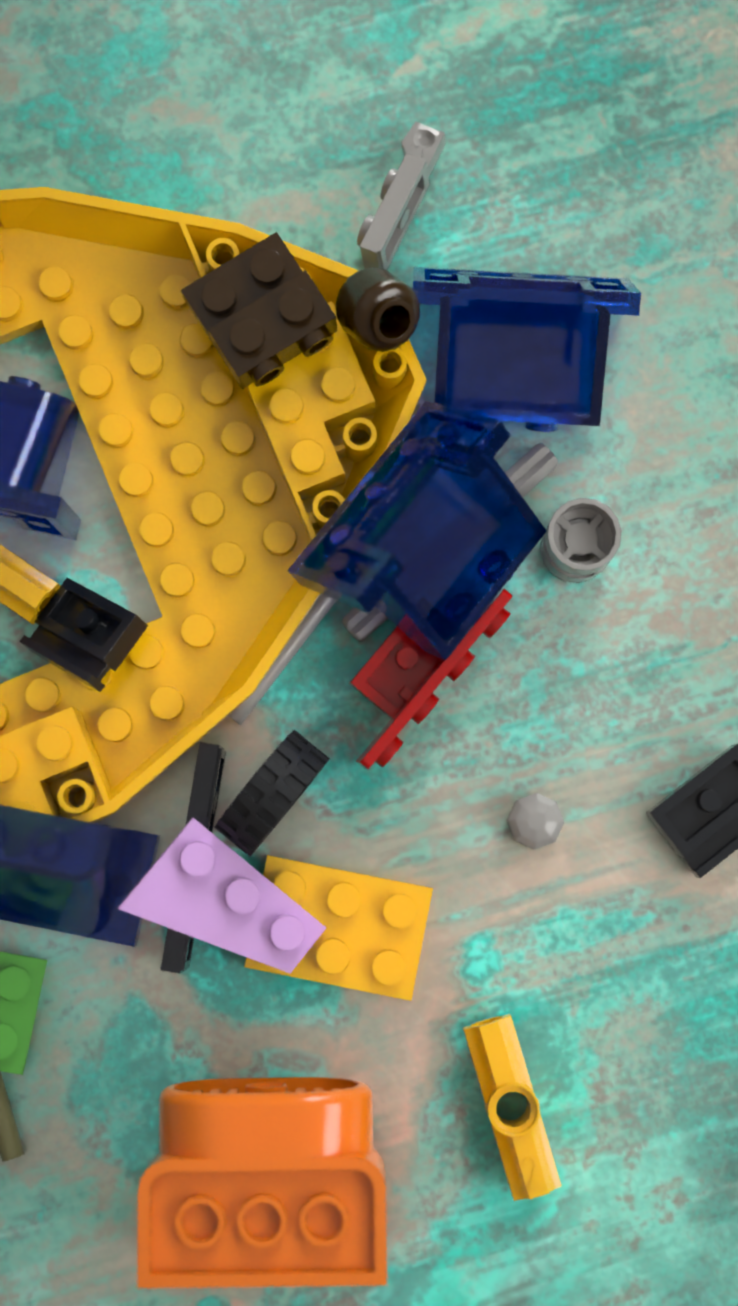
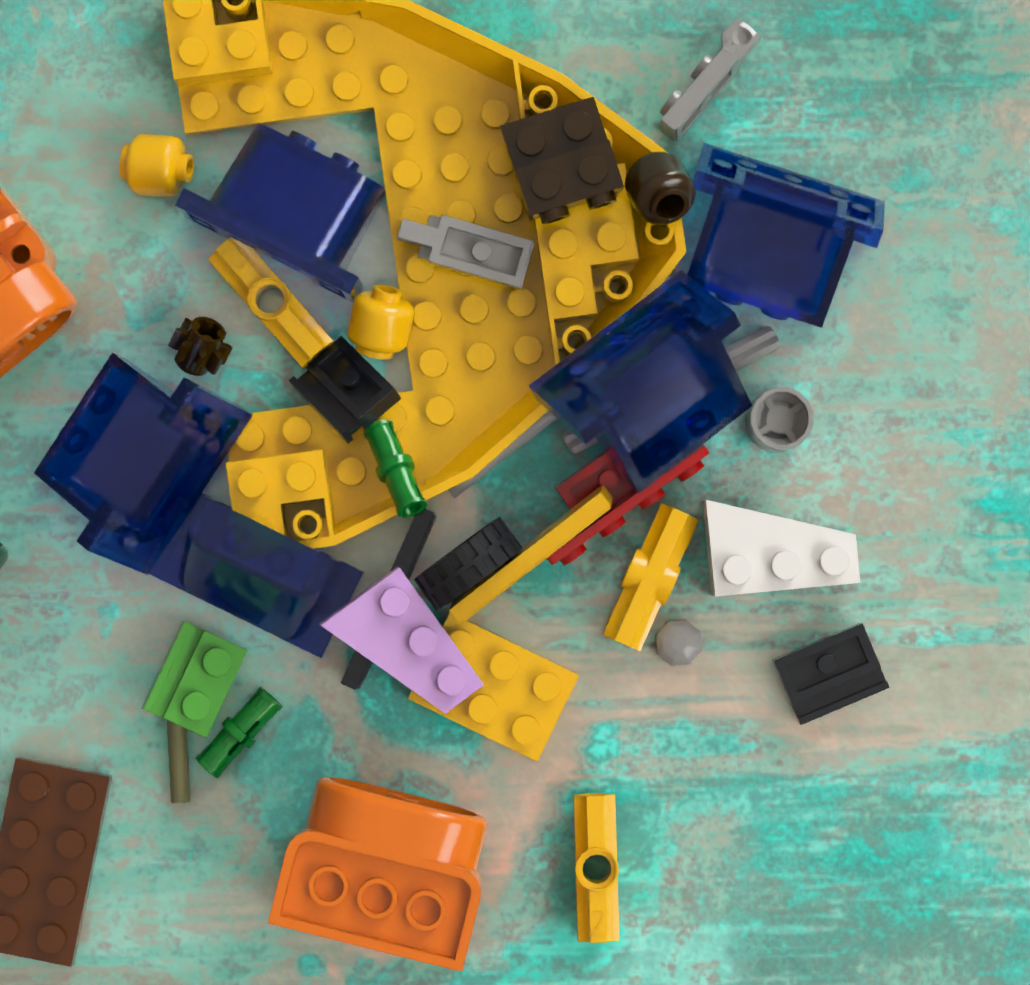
camera: 10 degrees right, 5 degrees up
(60, 1058) = (238, 732): none -> green pin
(105, 549) = (380, 322): none -> yellow head
(161, 706) = (395, 468): none -> green pin
(183, 440) = (470, 249): none -> light grey hinge
(342, 764) = (532, 554): none -> yellow tile
(484, 755) = (650, 577): none -> yellow piece
(615, 690) = (773, 553): none -> white wedge

